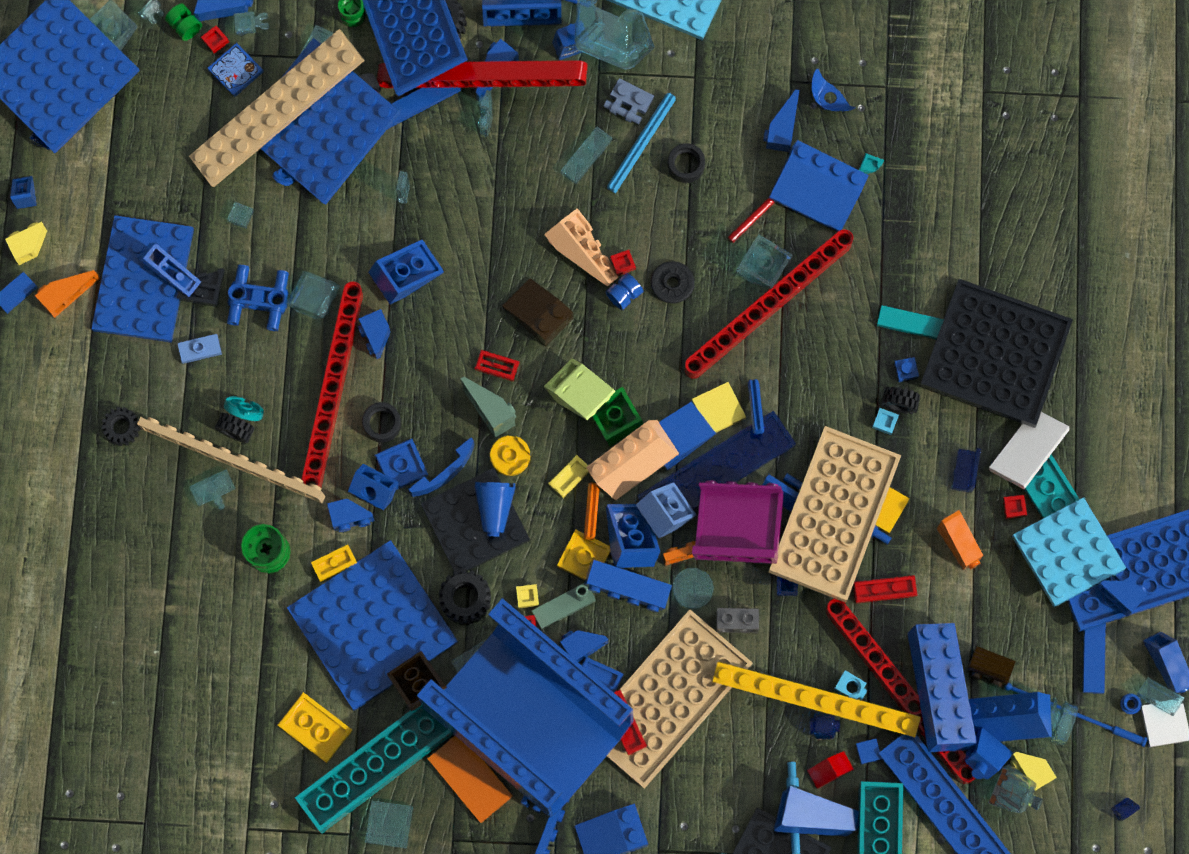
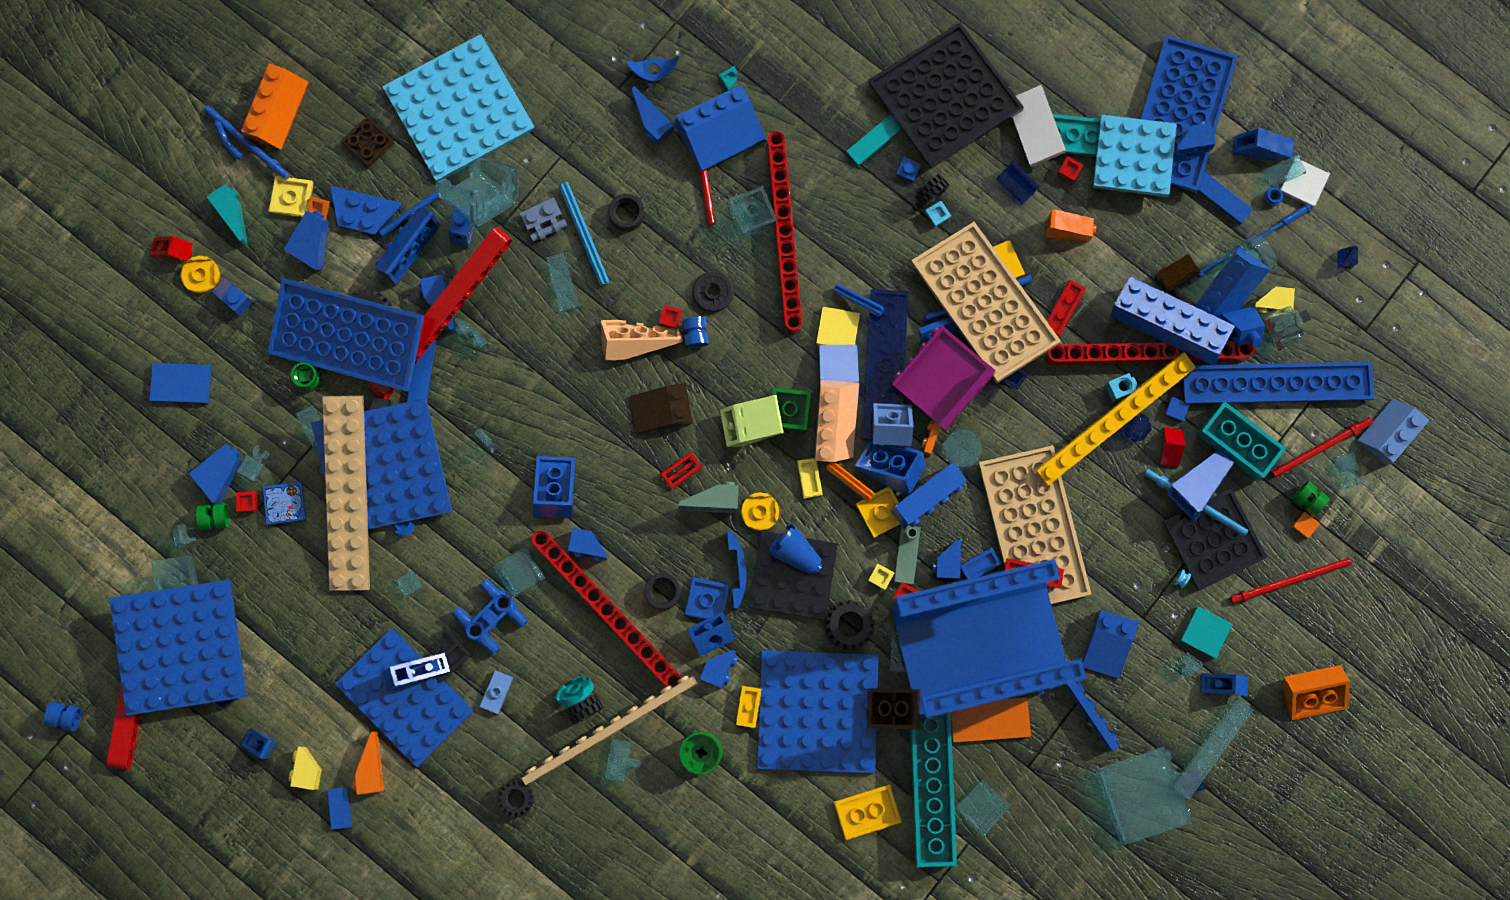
camera: 60 degrees left, 5 degrees up
(737, 620) = (1013, 433): flat silver brick -> none

